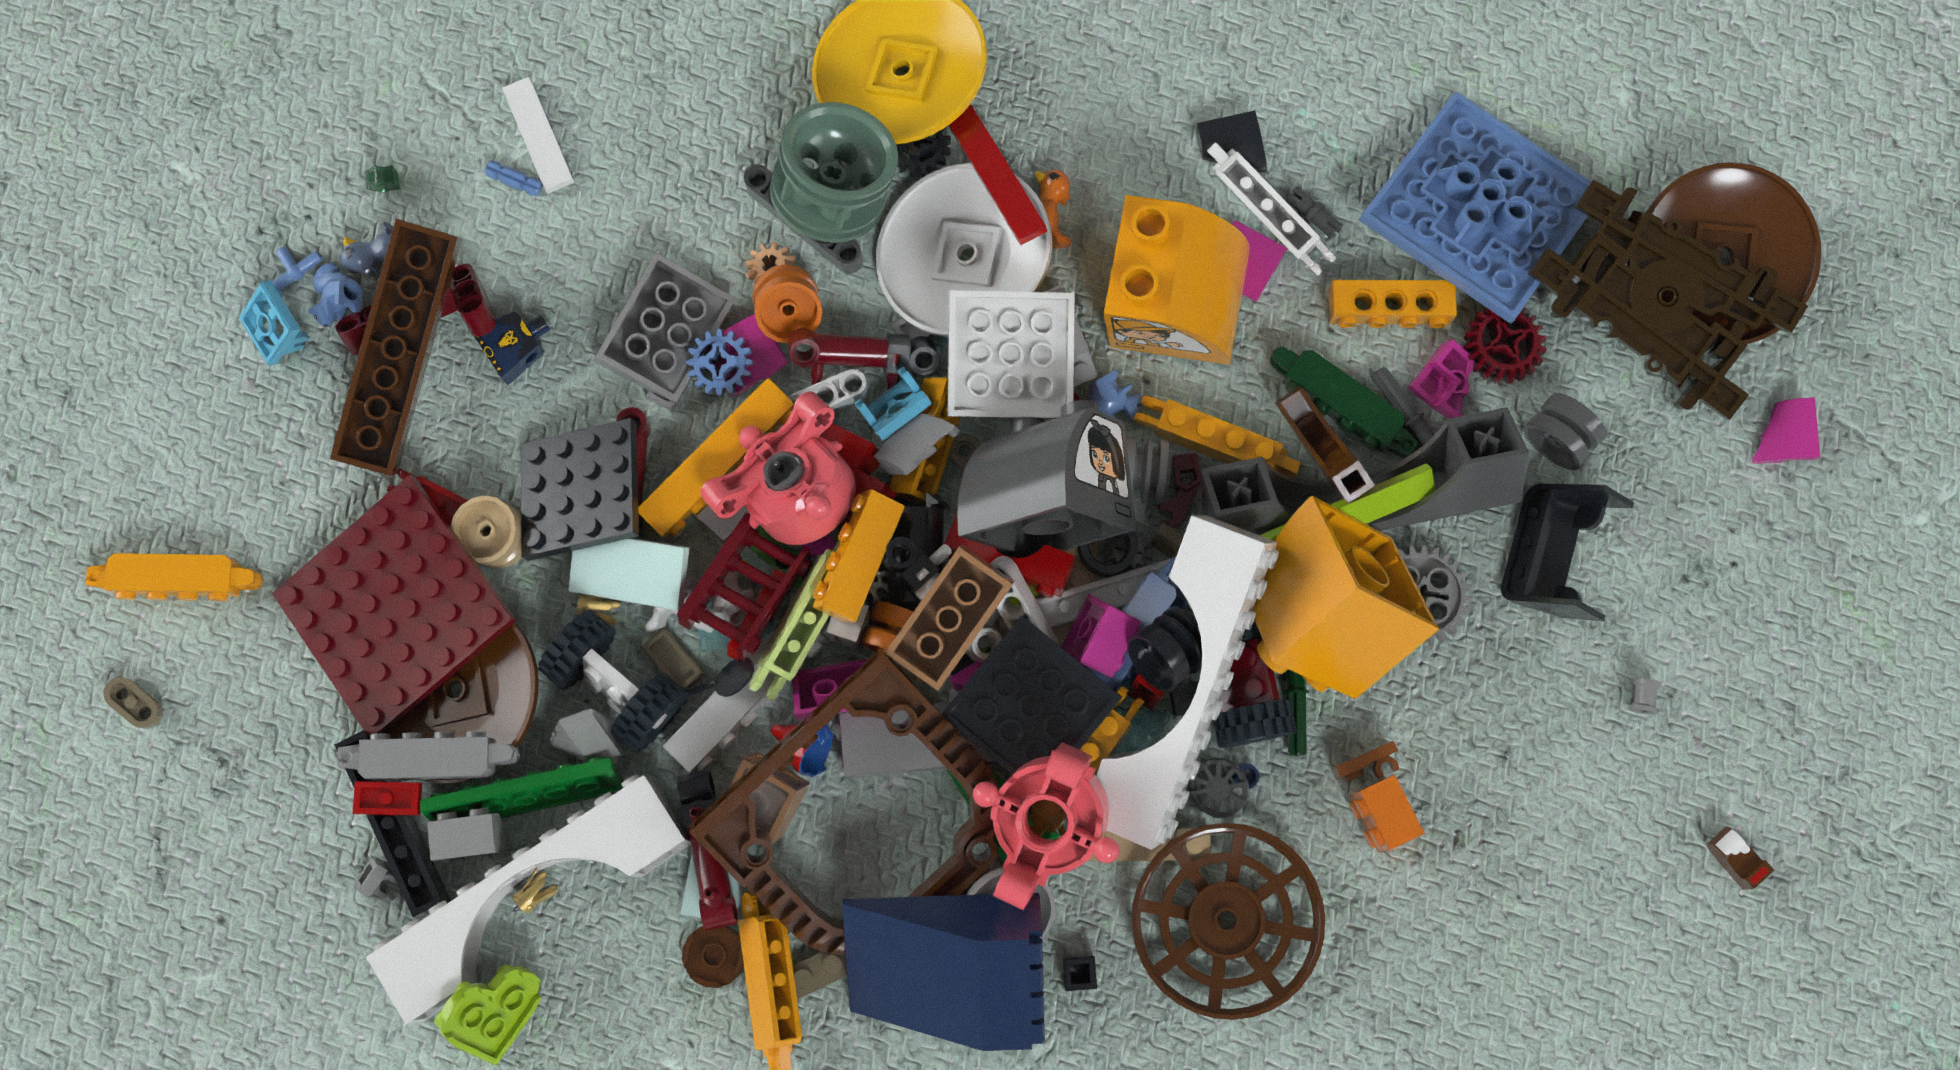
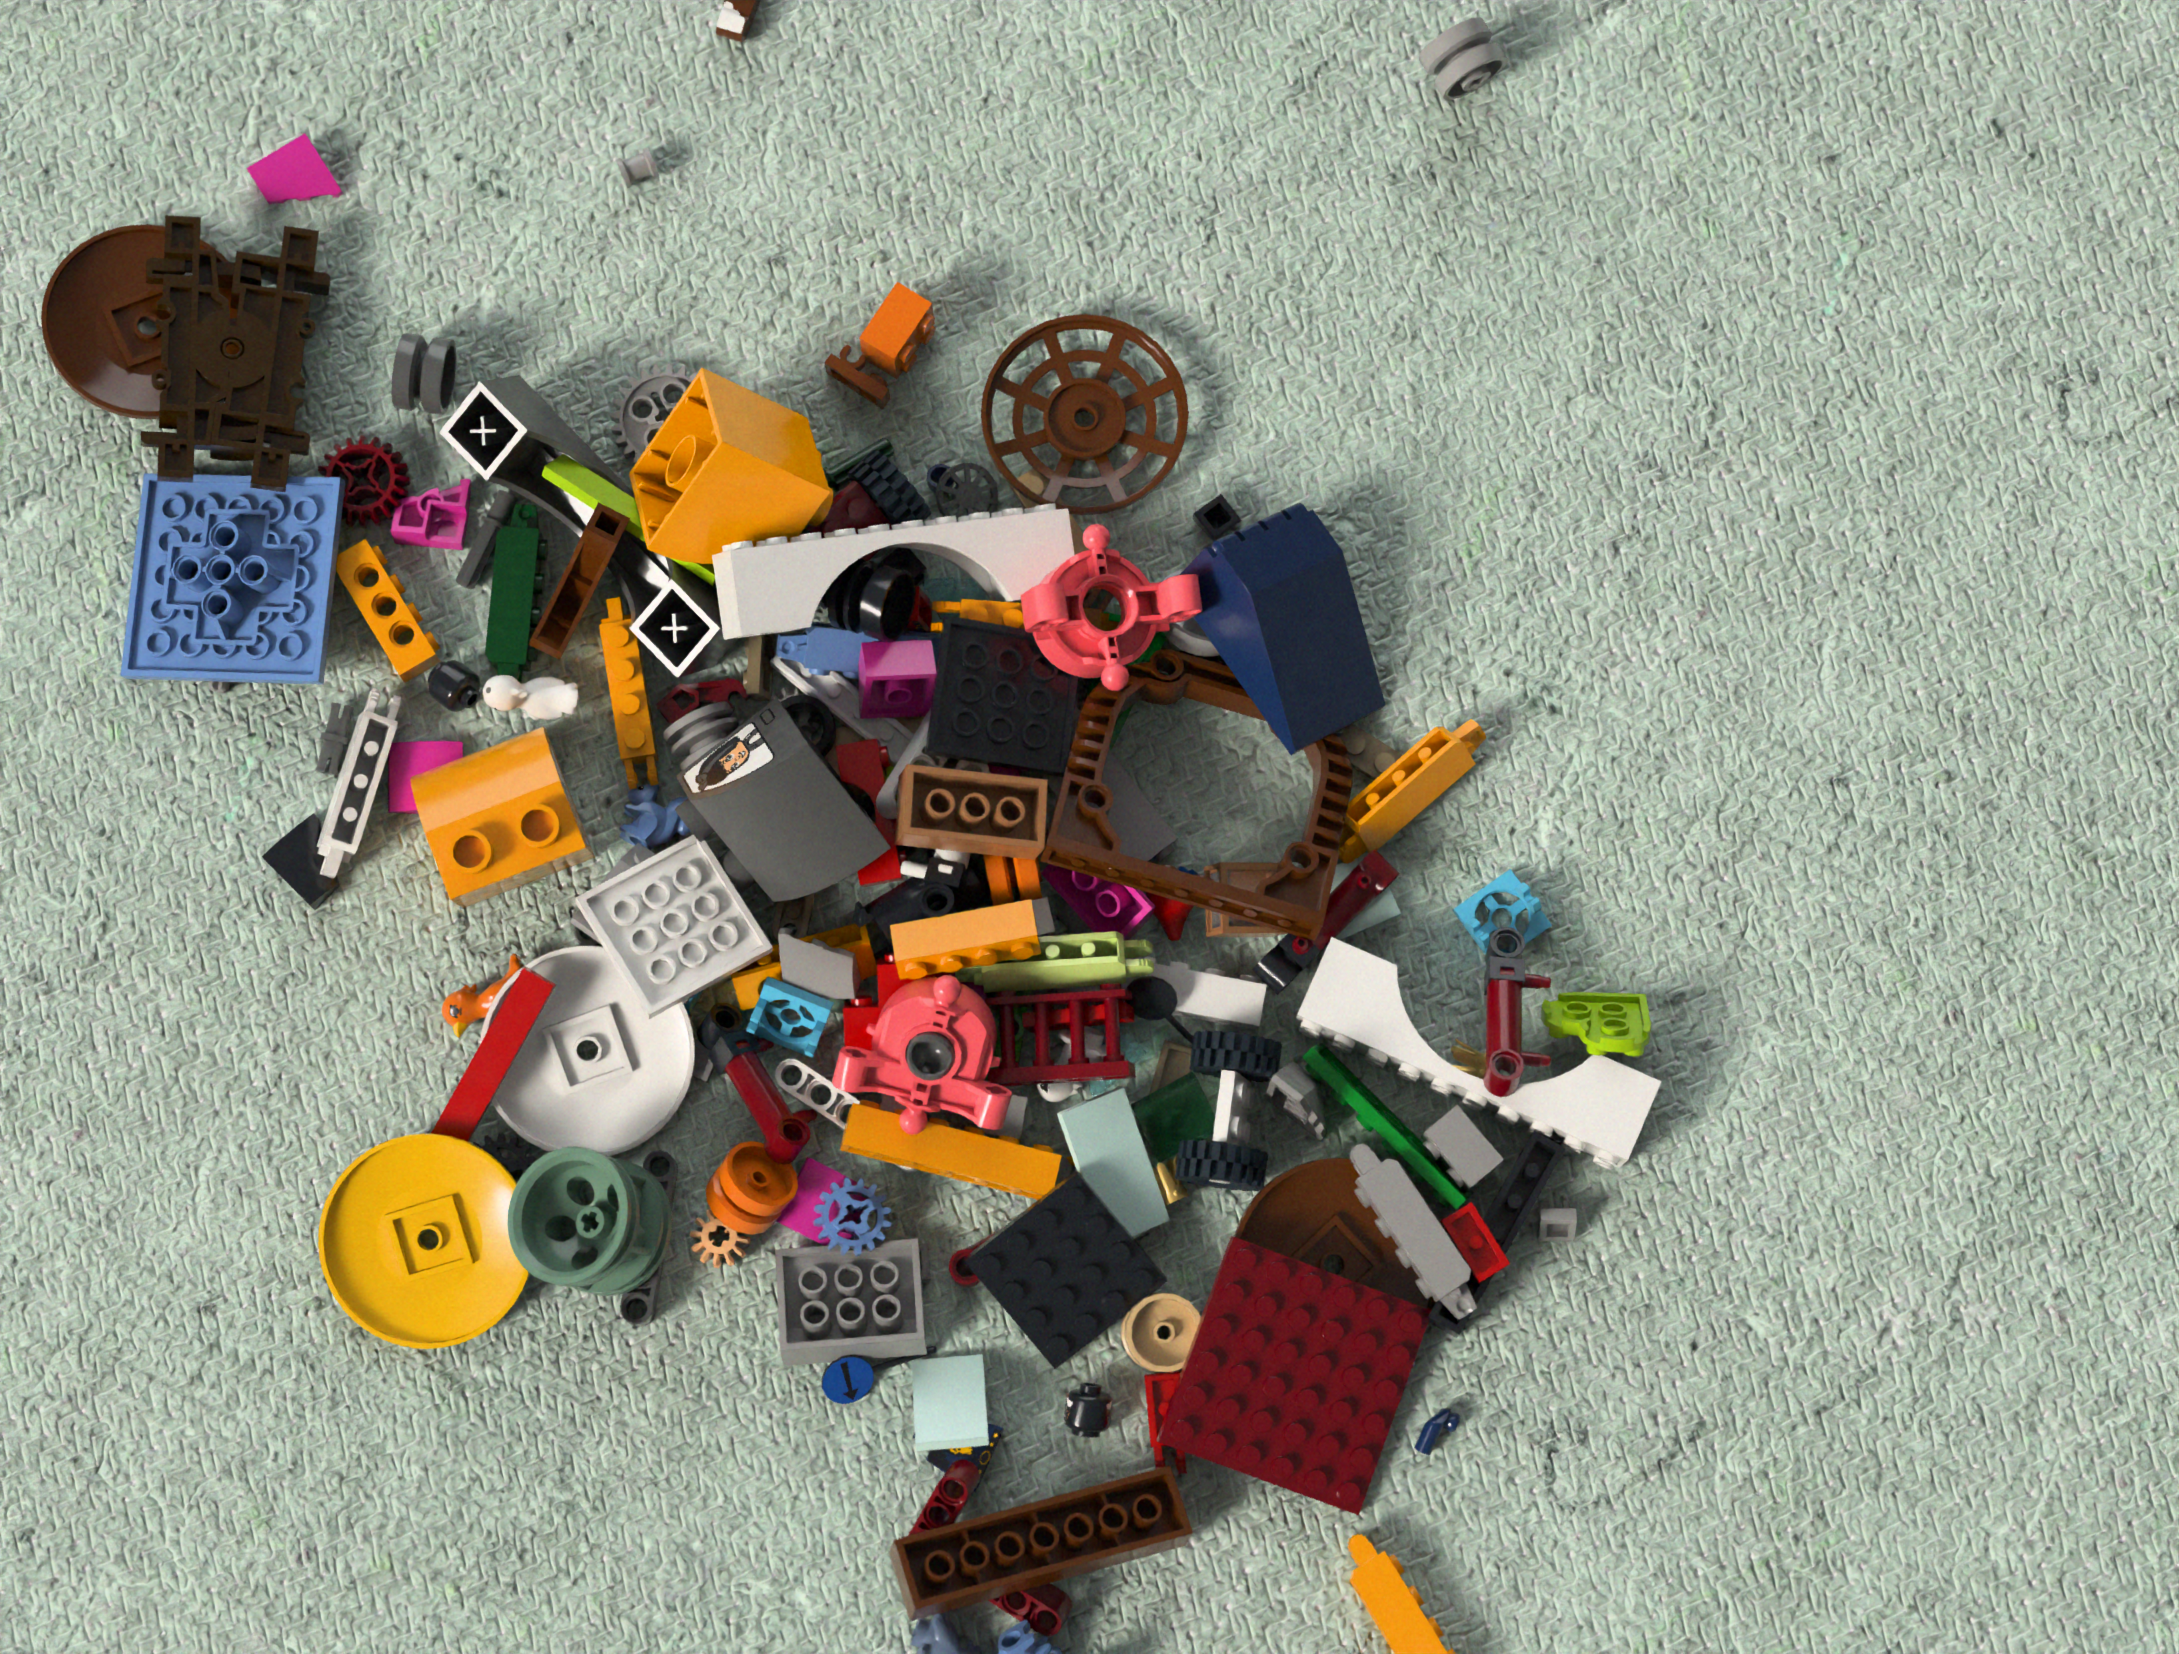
camera: 125 degrees left, 0 degrees up
(134, 704) = (1548, 1576): dark tan plate -> none
(293, 688) = (1432, 1428): none -> dark blue arm
(474, 446) = (1088, 1410): none -> black head
(513, 178) = (786, 1569): medium blue axle -> none
(538, 135) = (723, 1576): white tile -> none
(542, 350) = (949, 1402): none -> light aqua tile
(565, 953) = (1503, 987): none -> dark red piece
(602, 1013) = (1505, 883): none -> medium azure piece
(610, 301) = (852, 1376): none -> blue piece
(638, 641) = (1174, 1115): none -> clear green tile
(713, 956) = (1420, 858): reddish brown tile -> none
(1253, 371) = (540, 697): none -> white animal
(1302, 318) = (454, 685): none -> black head
(1546, 545) = (547, 333): black windscreen -> none

